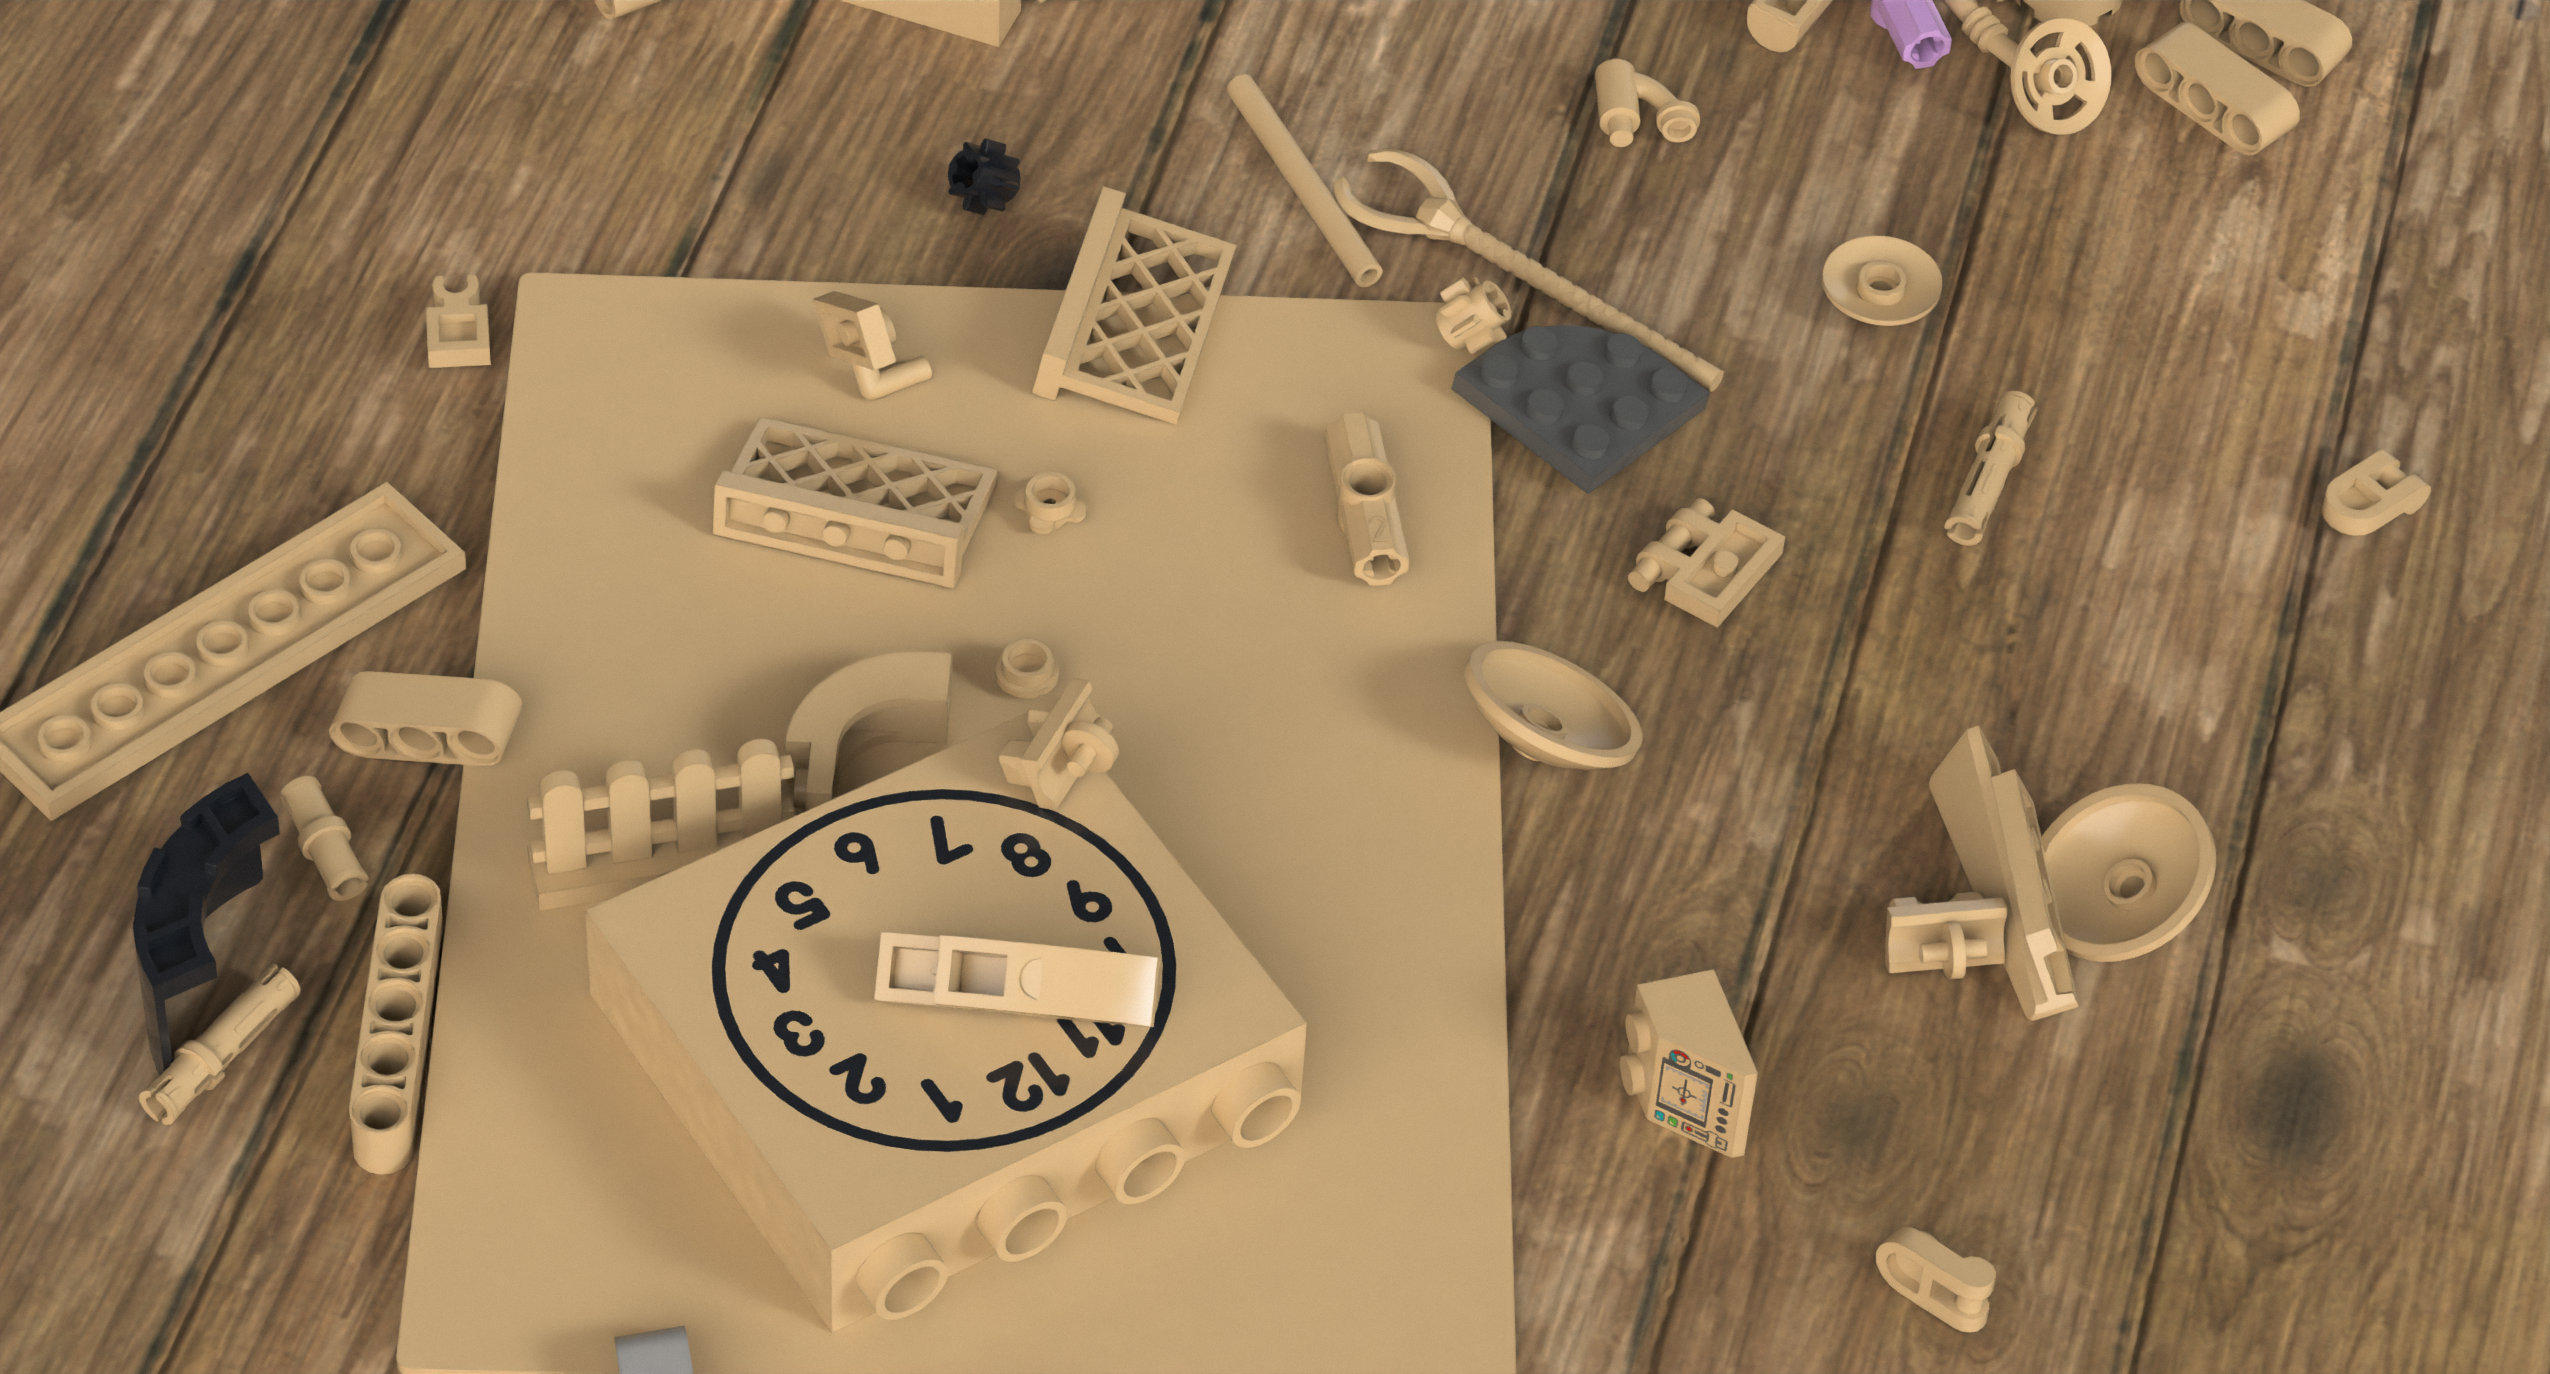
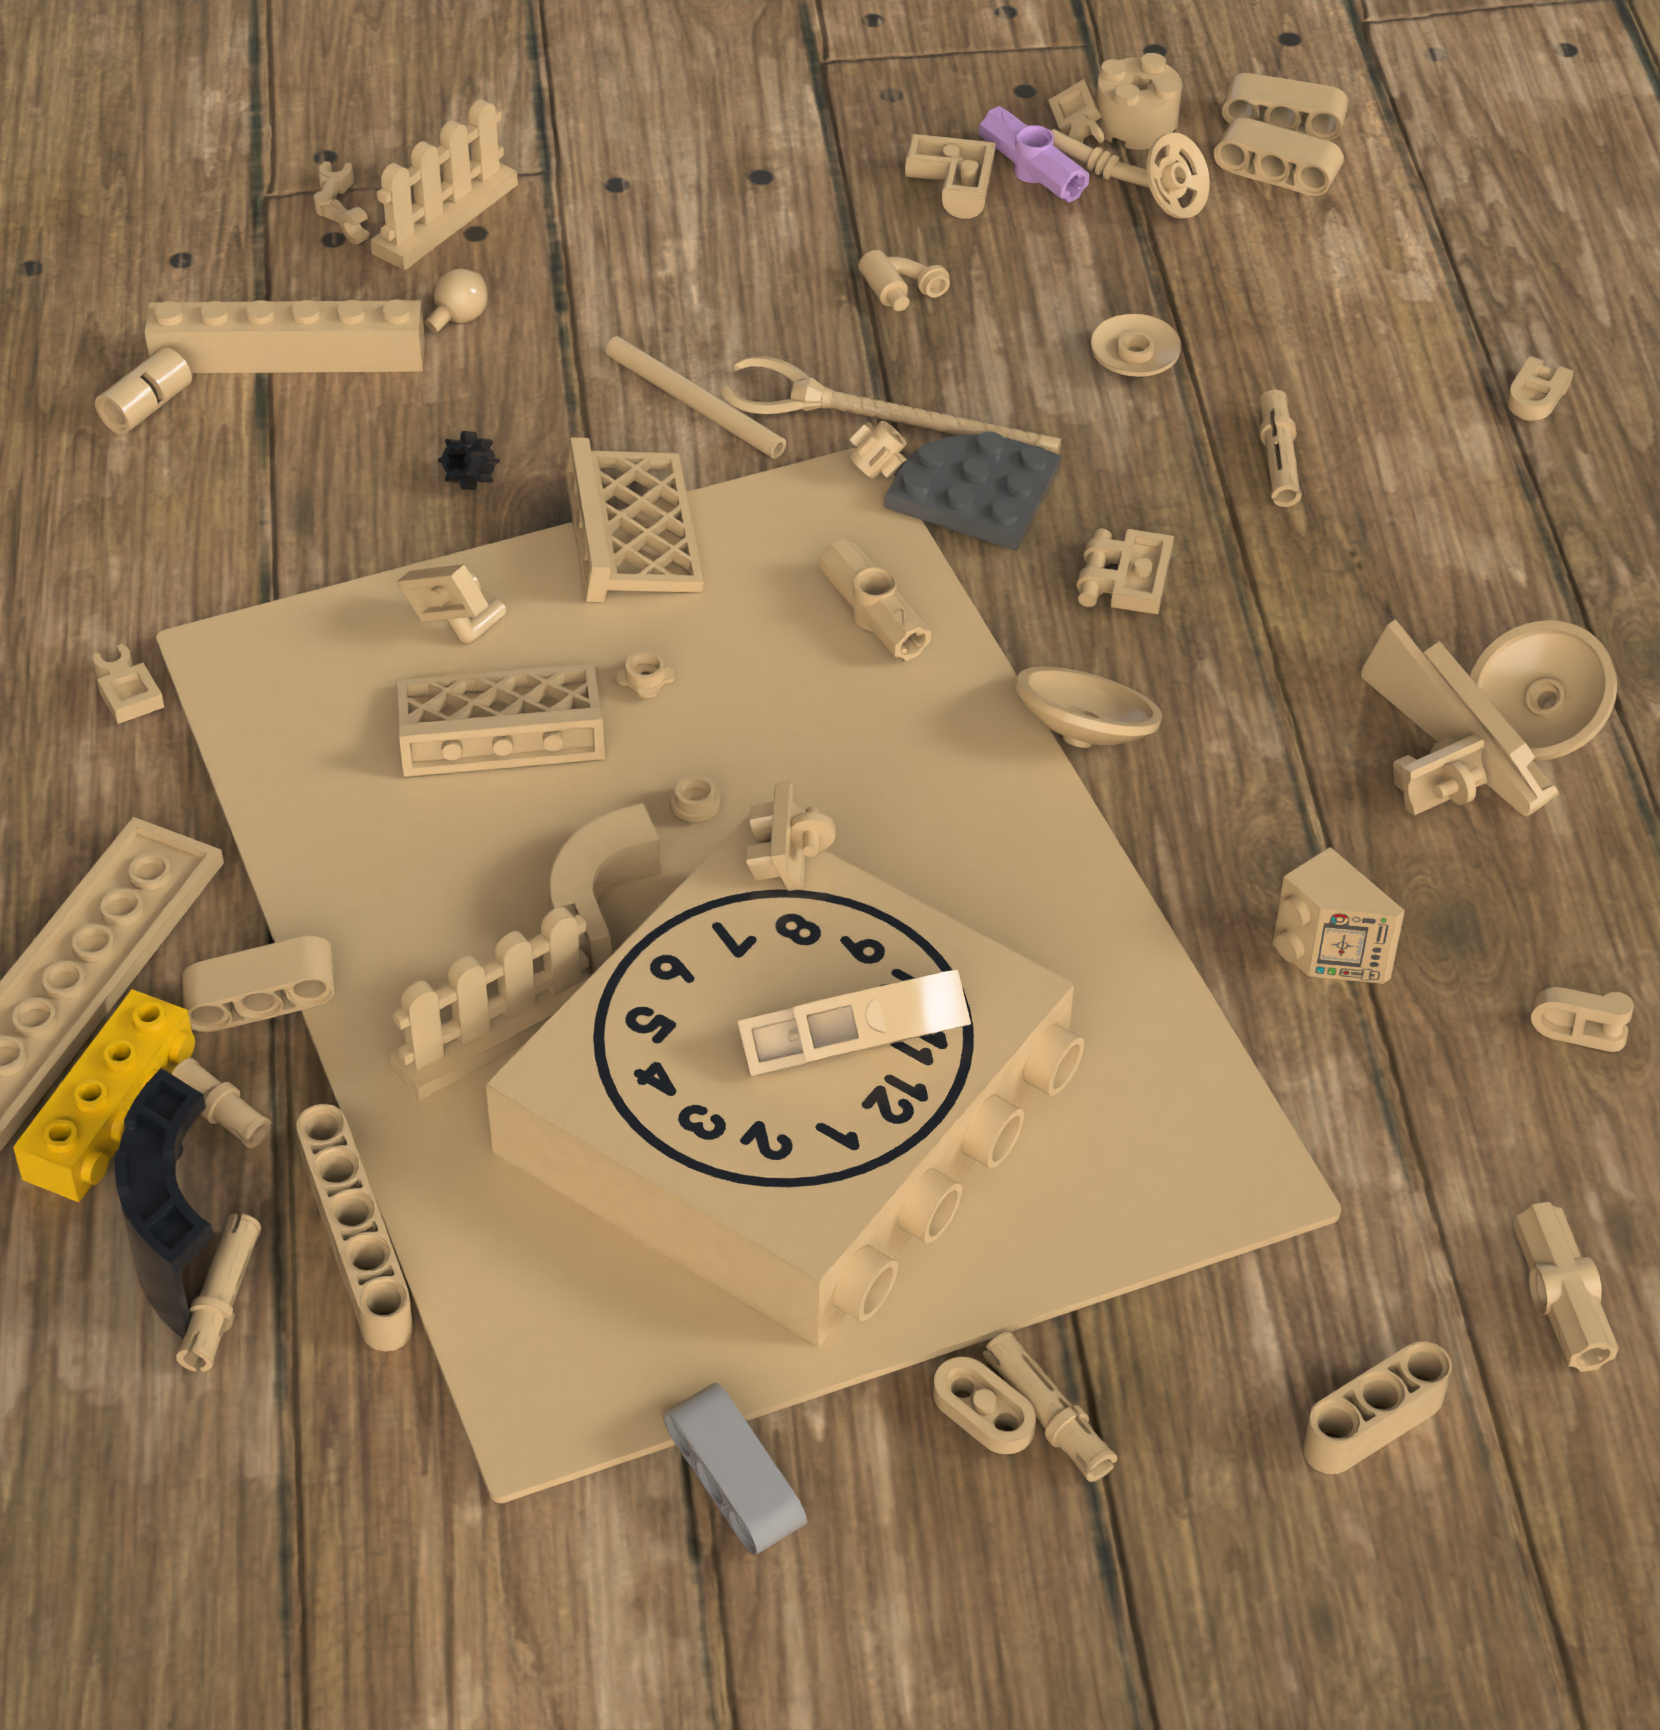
camera: 20 degrees left, 0 degrees up
(268, 735) = (84, 1118): none -> yellow brick

